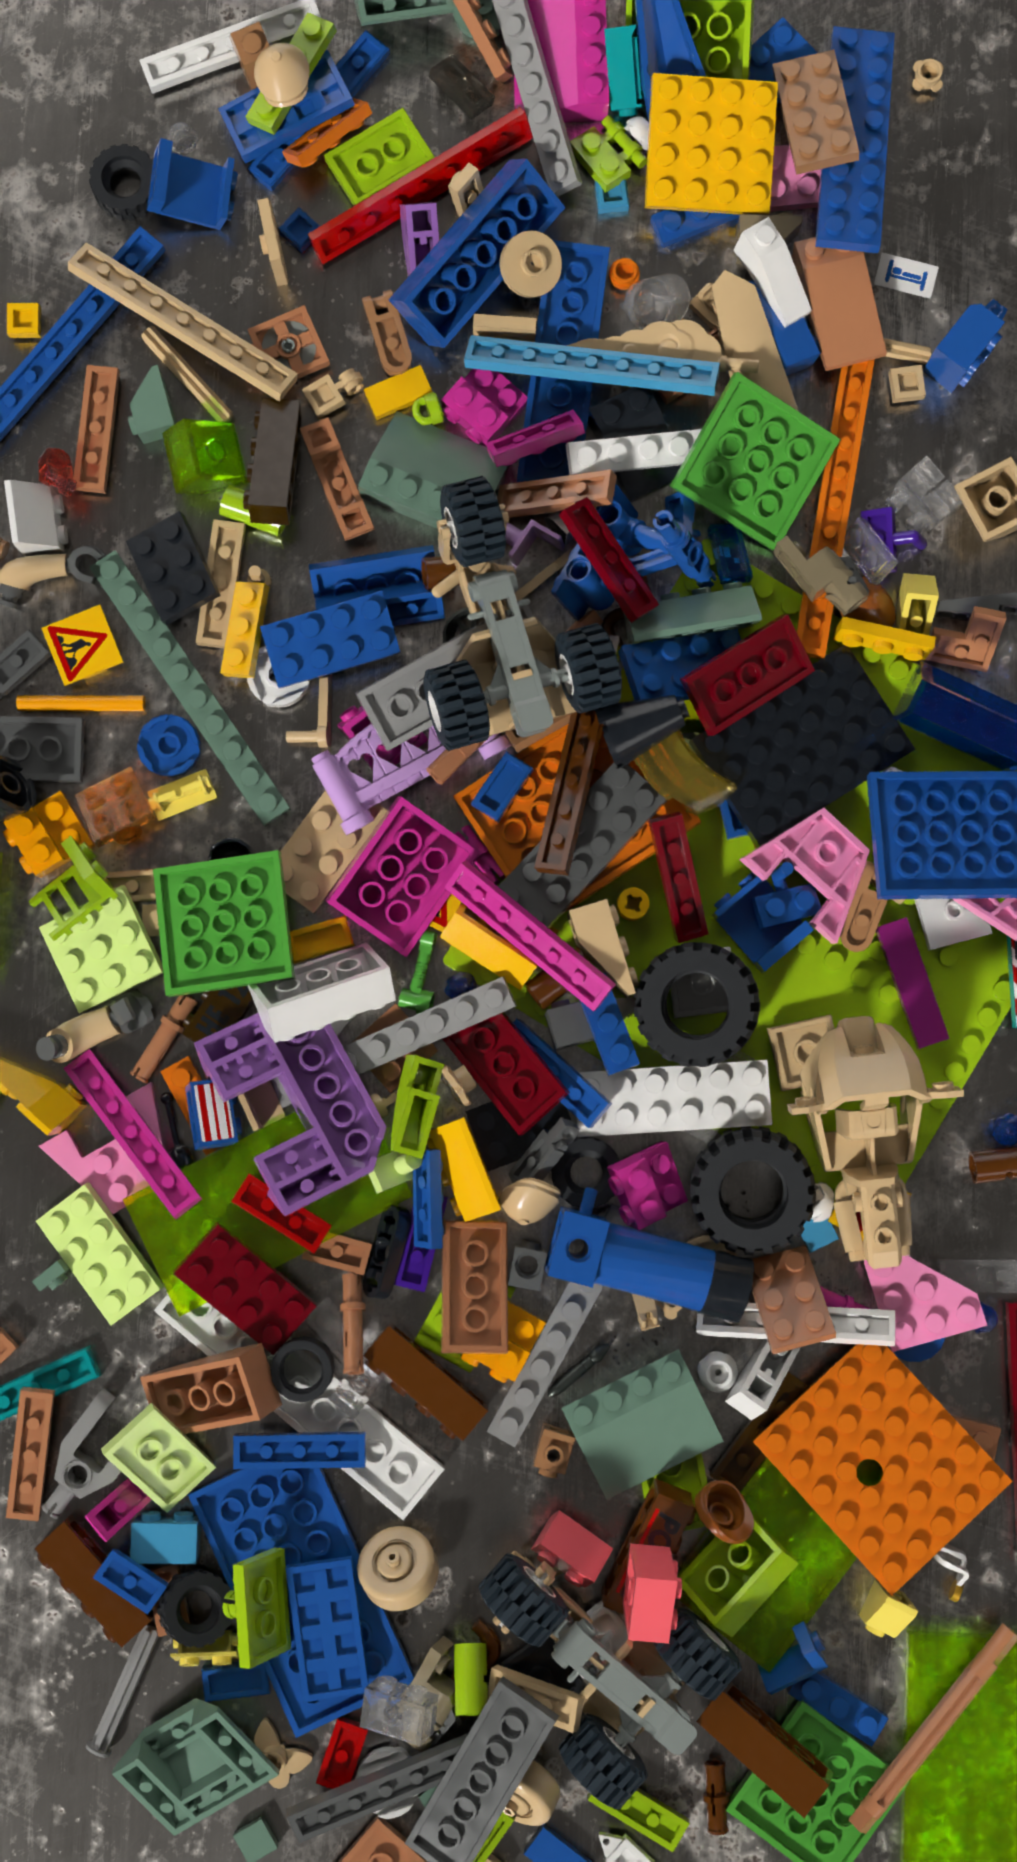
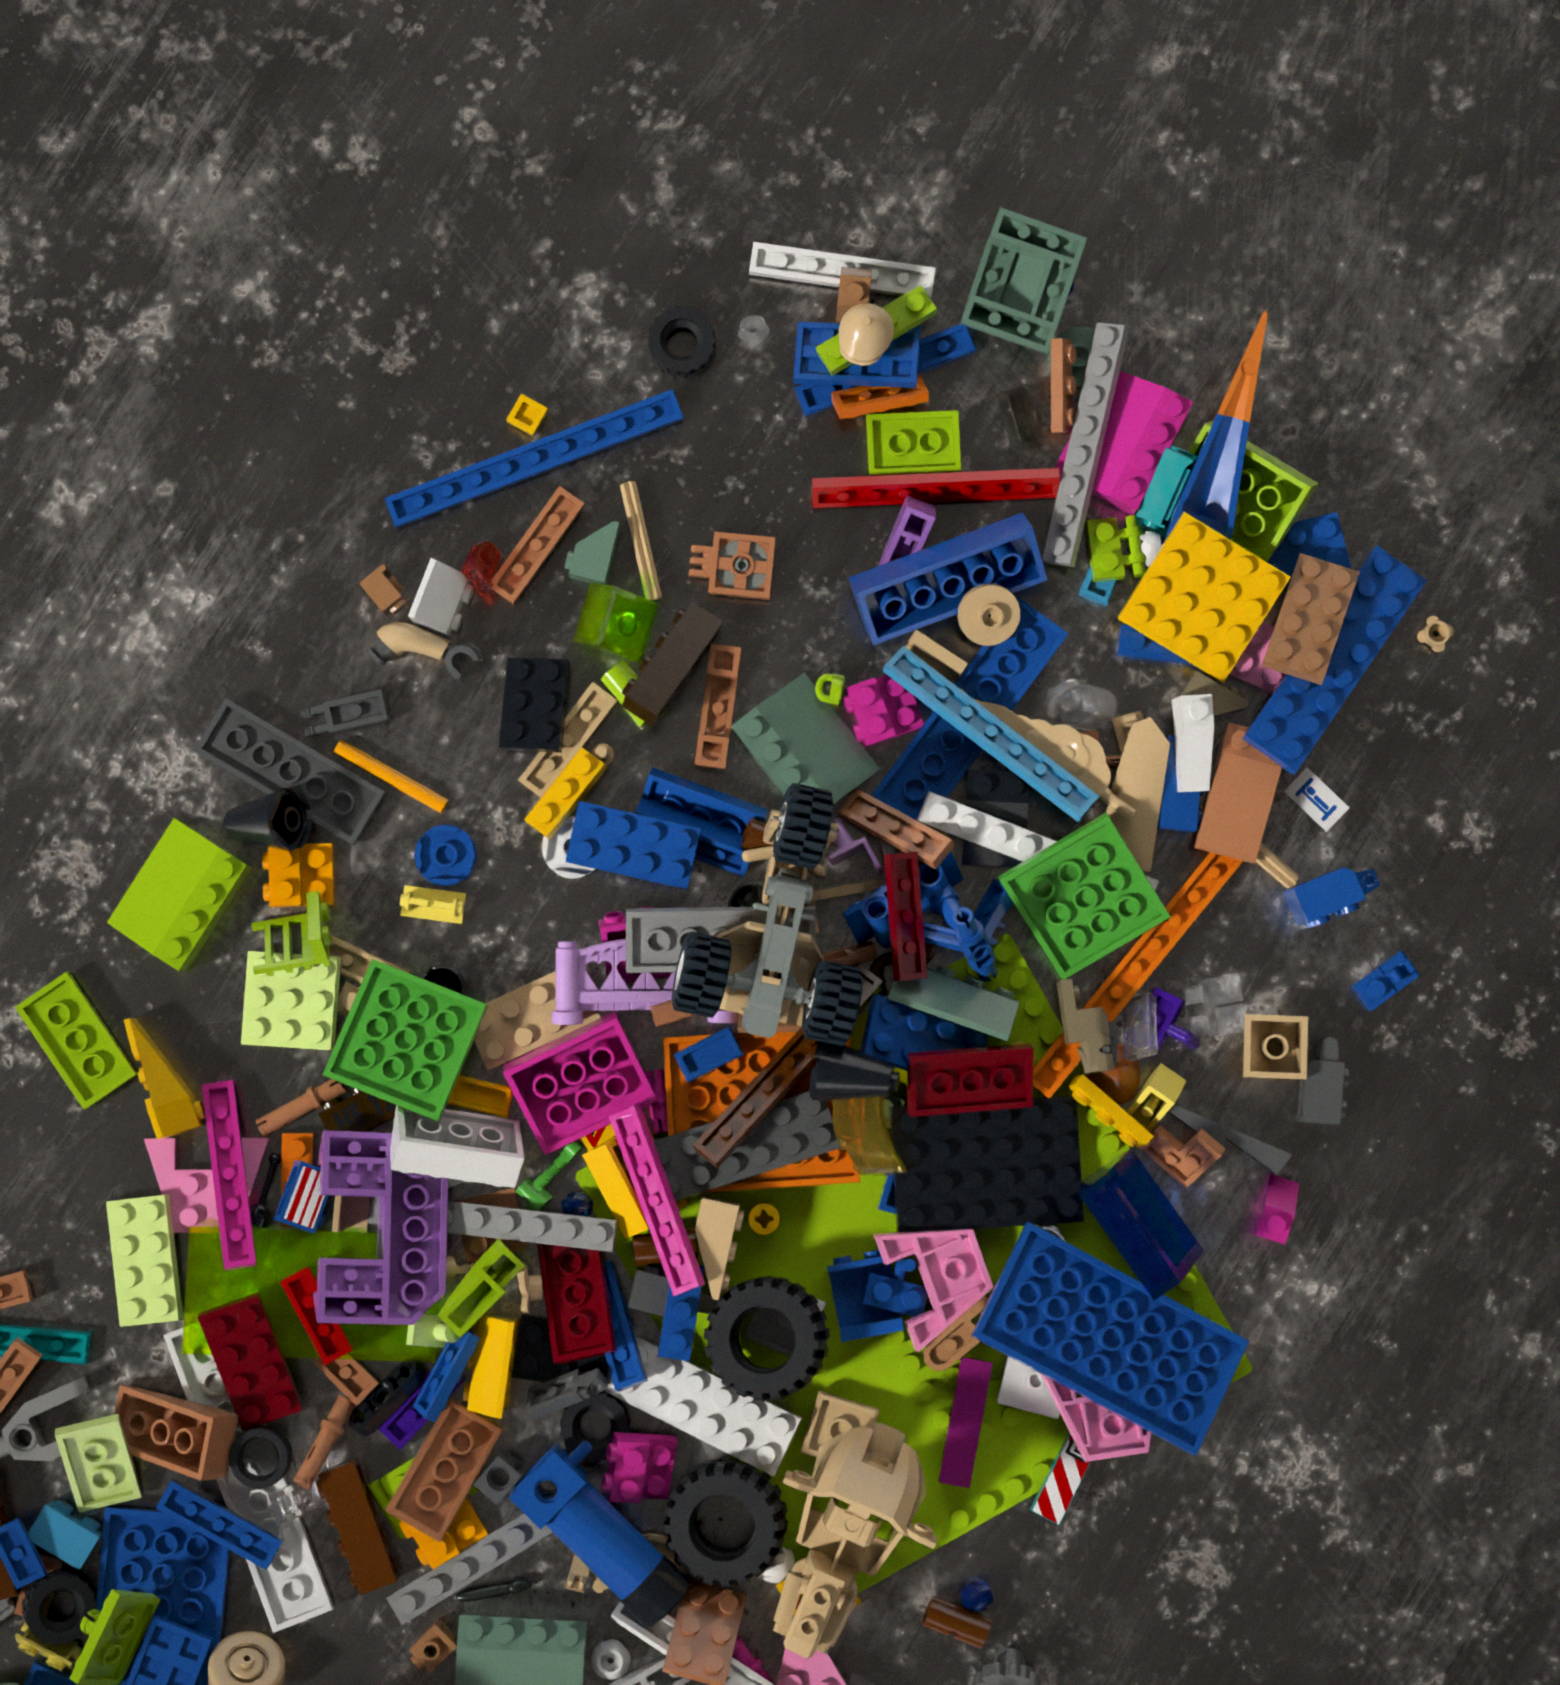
camera: 30 degrees right, 0 degrees up
(53, 1276) = (94, 1257): sand green plate -> none
(82, 645) = (420, 728): yellow piece -> none
(91, 1028) = (245, 1063): piece -> none
(115, 809) = (369, 886): clear orange plate -> none
(117, 1509) = (39, 1485): dark pink slope -> none
(182, 321) = (661, 497): tan plate -> none
(190, 688) = (491, 815): sand green plate -> none
(191, 188) = (735, 380): blue panel -> none
(271, 242) = (776, 470): tan plate -> none
(296, 229) = (809, 465): blue tile -> none
(323, 734) = (582, 920): tan piece -> none
(325, 395) = (750, 627): tan plate -> none
(388, 334) = (834, 602): medium nougat plate -> none
(397, 392) = (814, 657): yellow tile -> none
(465, 188) = (969, 517): tan plate -> none
(529, 1200) = (531, 1422): tan hat -> none
(535, 438) = (907, 768): dark pink plate -> none
(624, 273) = (1069, 662): orange plate -> none
(678, 877) = (814, 1219): dark red plate -> none
(729, 554) = (1020, 961): tile -> none
(818, 1234) = (762, 1592): dark azure tile -> none
(907, 384) = (1260, 897): tan plate -> none

